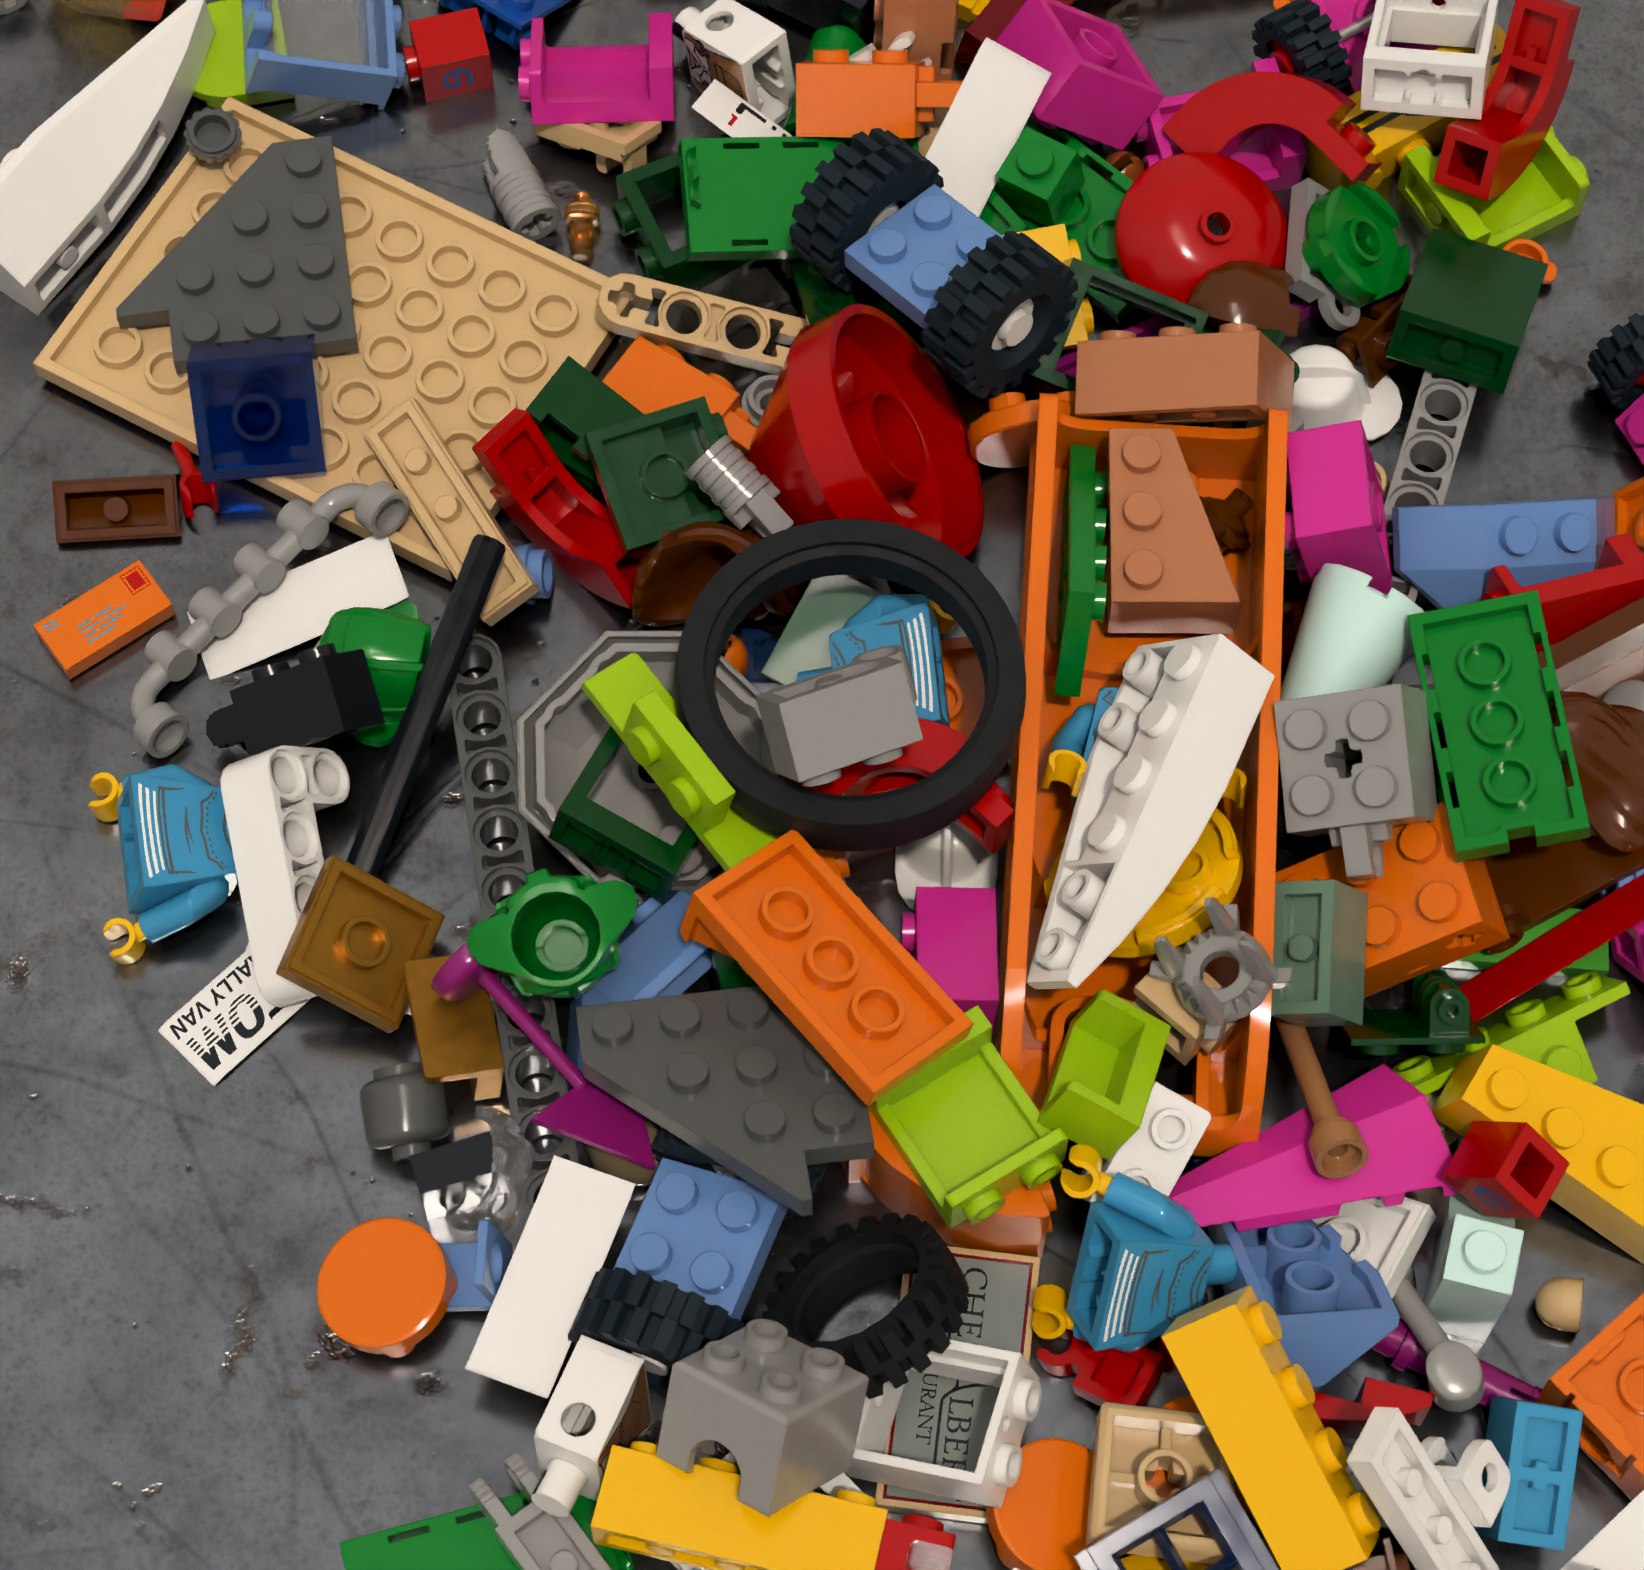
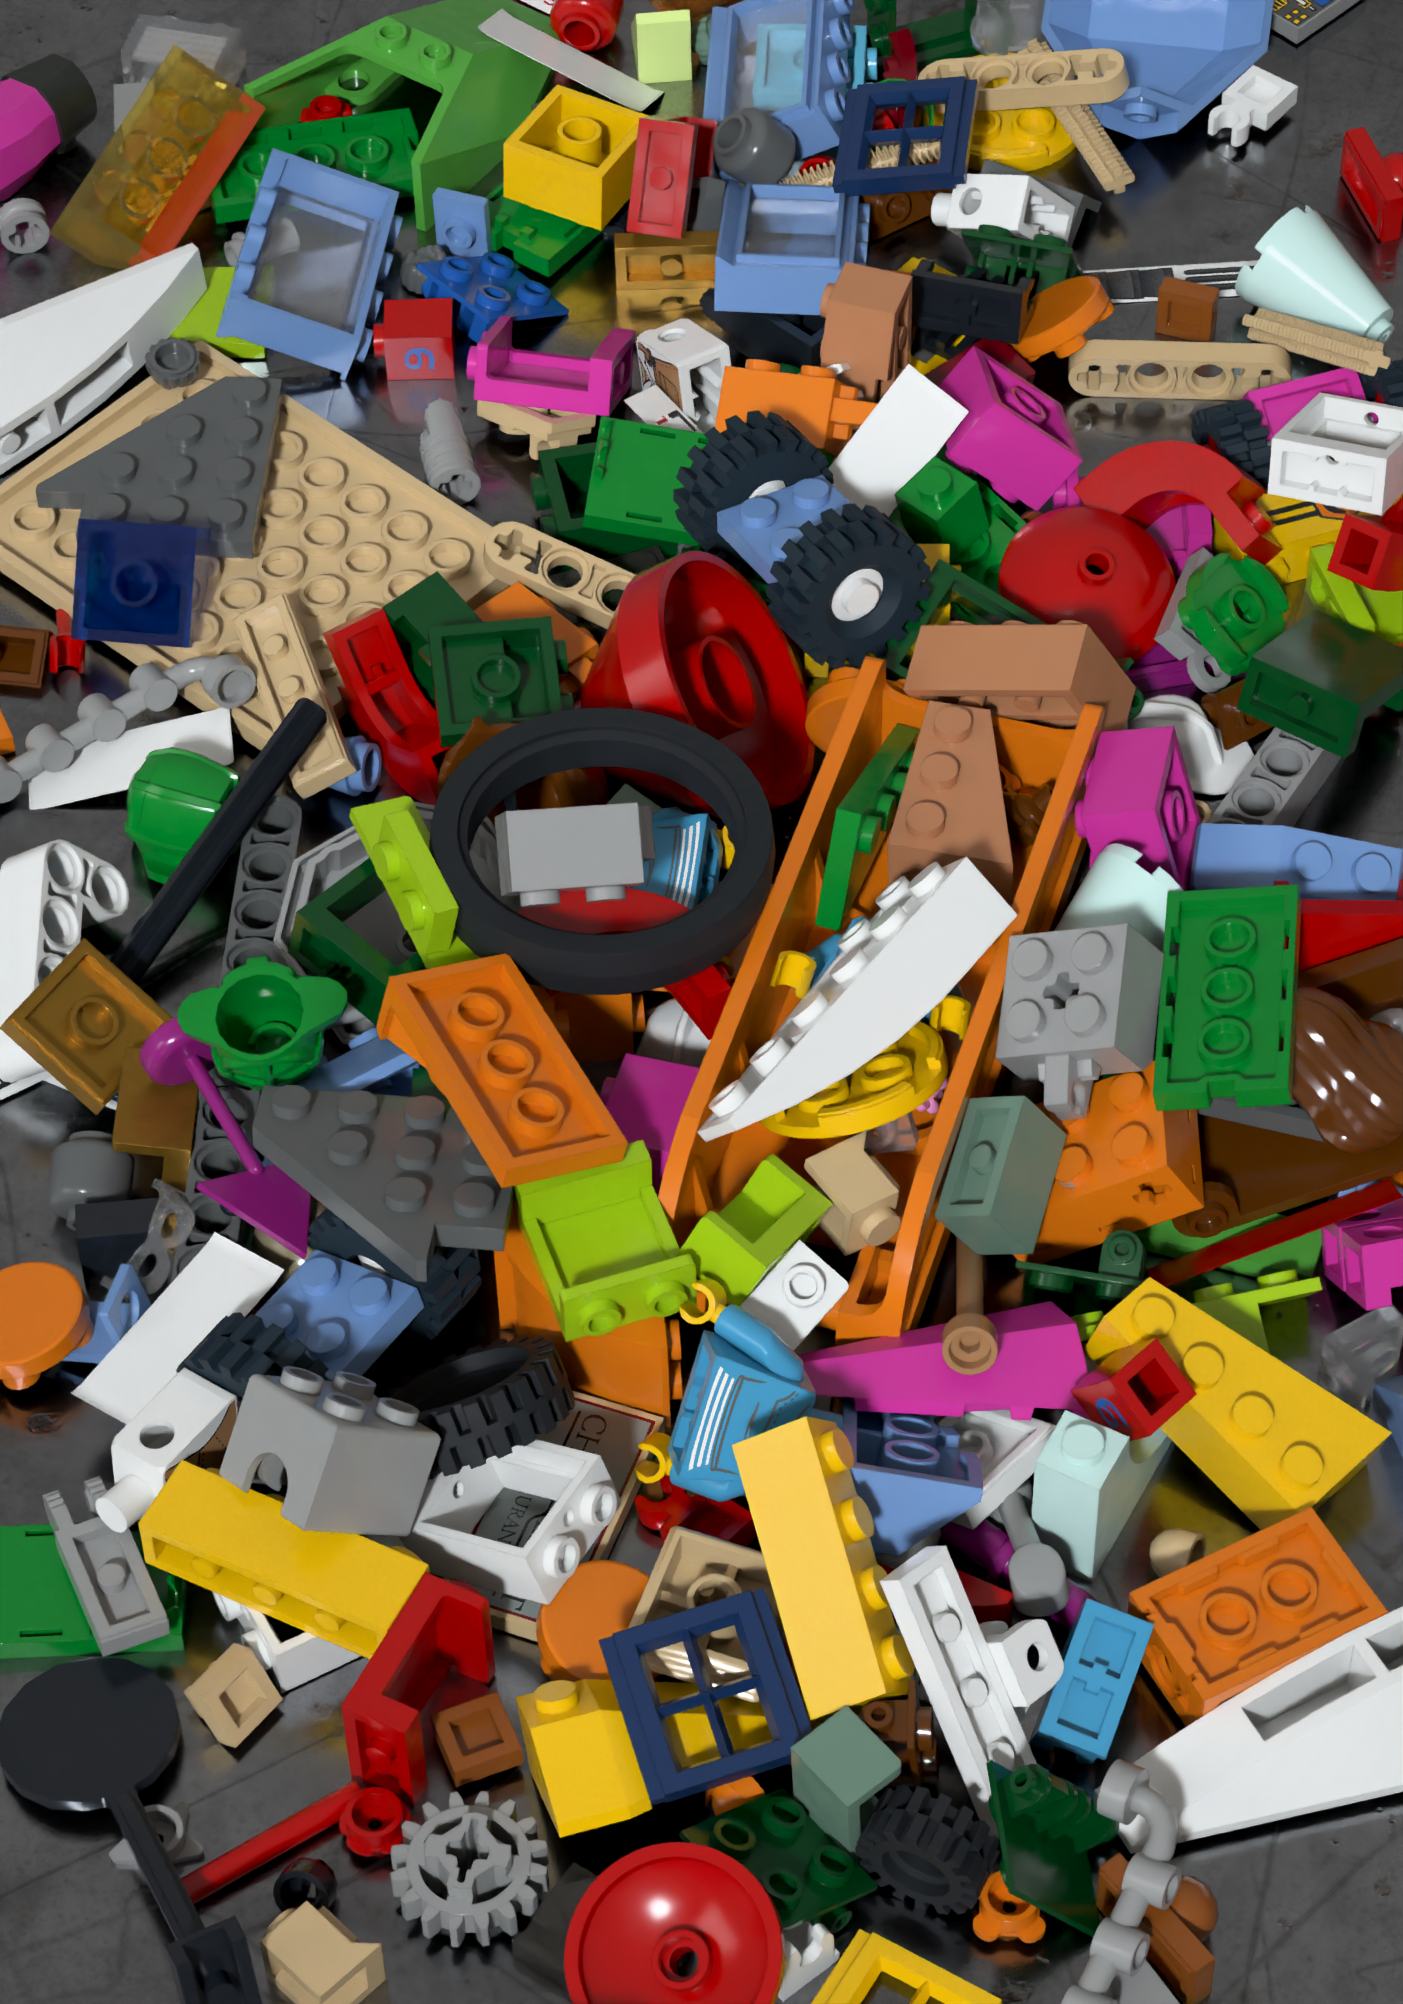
camera: 15 degrees right, 15 degrees down
(300, 705) = (111, 814): black hinge -> none
(581, 218) = (501, 491): clear orange piece -> none
(739, 489) = (550, 681): light grey hinge -> none
(1186, 970) = (855, 1148): light grey piece -> none
(1249, 295) = (1123, 634): reddish brown brick -> none

